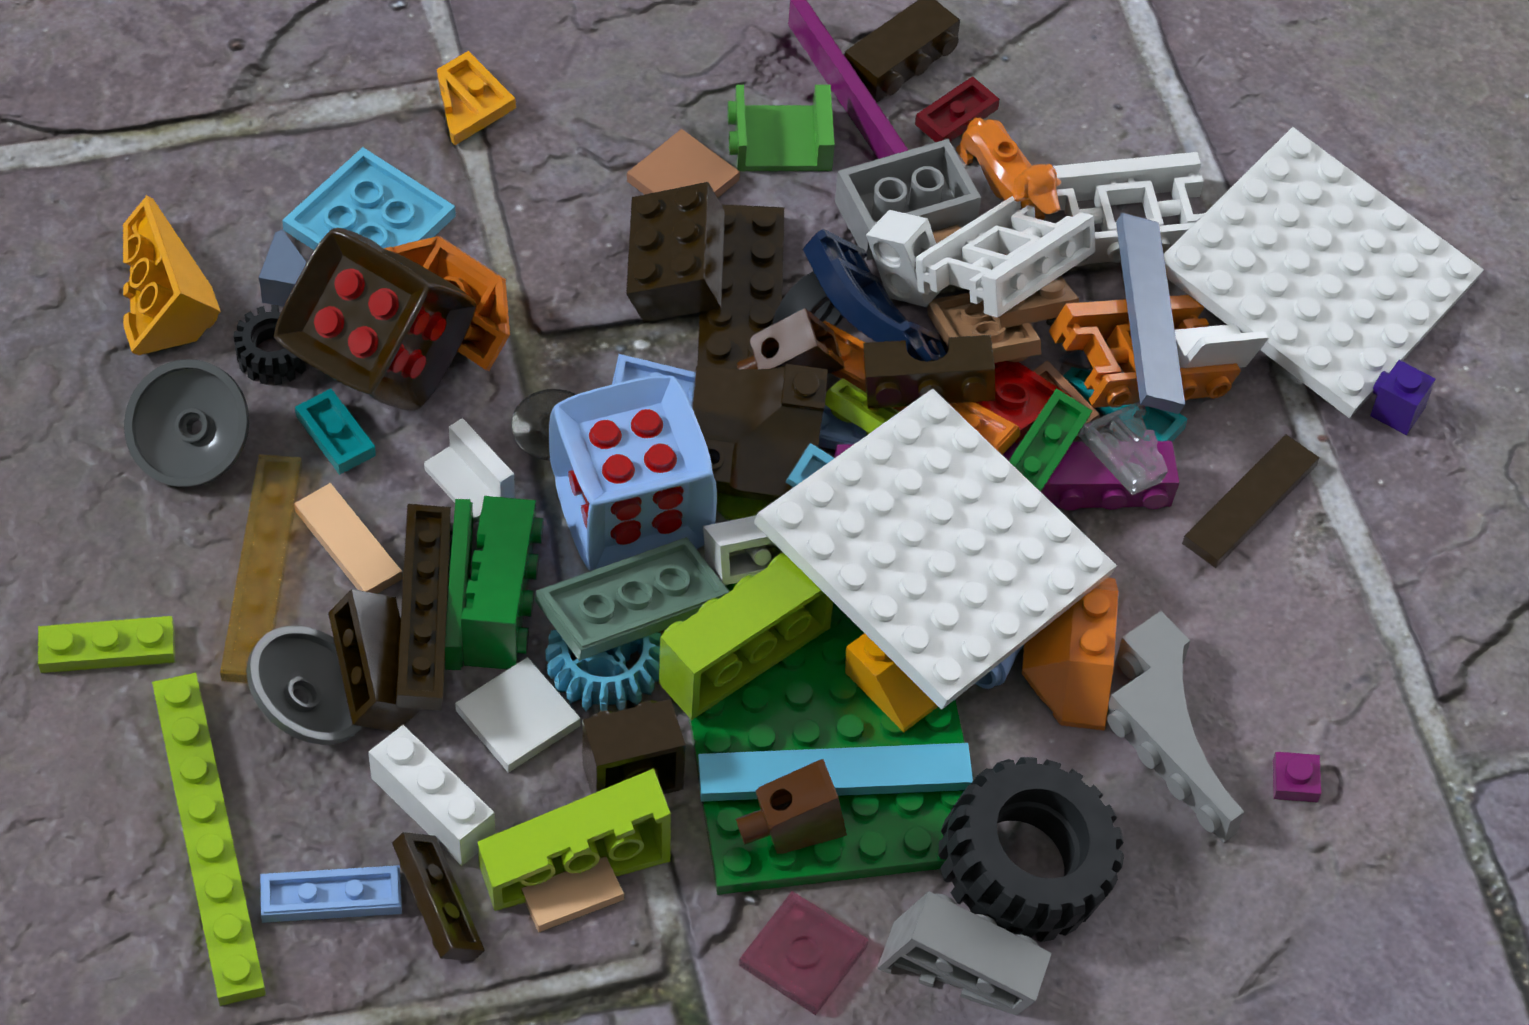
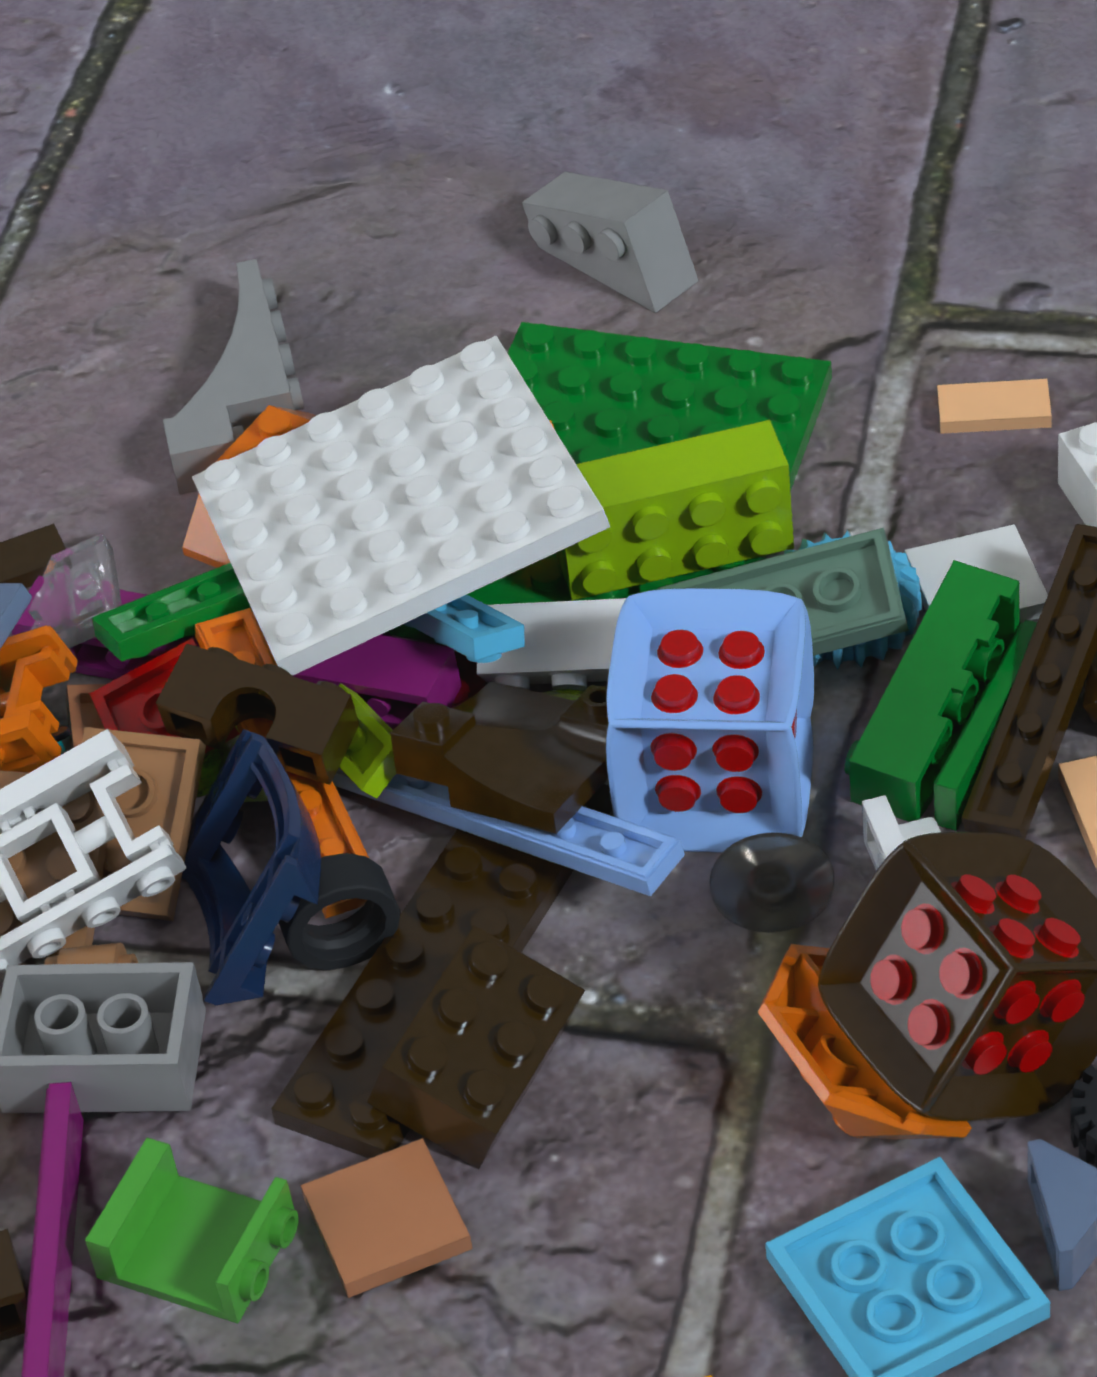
camera: 145 degrees left, 10 degrees down
(620, 822) = (964, 410): lime wedge -> none
(634, 742) = (866, 461): dark brown brick -> none
(795, 341) = (411, 819): reddish brown torso -> none
(796, 811) = (715, 344): reddish brown torso -> none
(803, 953) = (769, 300): clear pink tile -> none
(851, 769) = (652, 403): medium azure tile -> none
(895, 245) = (165, 919): white brick -> none
(1061, 809) = (483, 268): black tyre -> none
(1296, 777) = (144, 322): magenta plate -> none

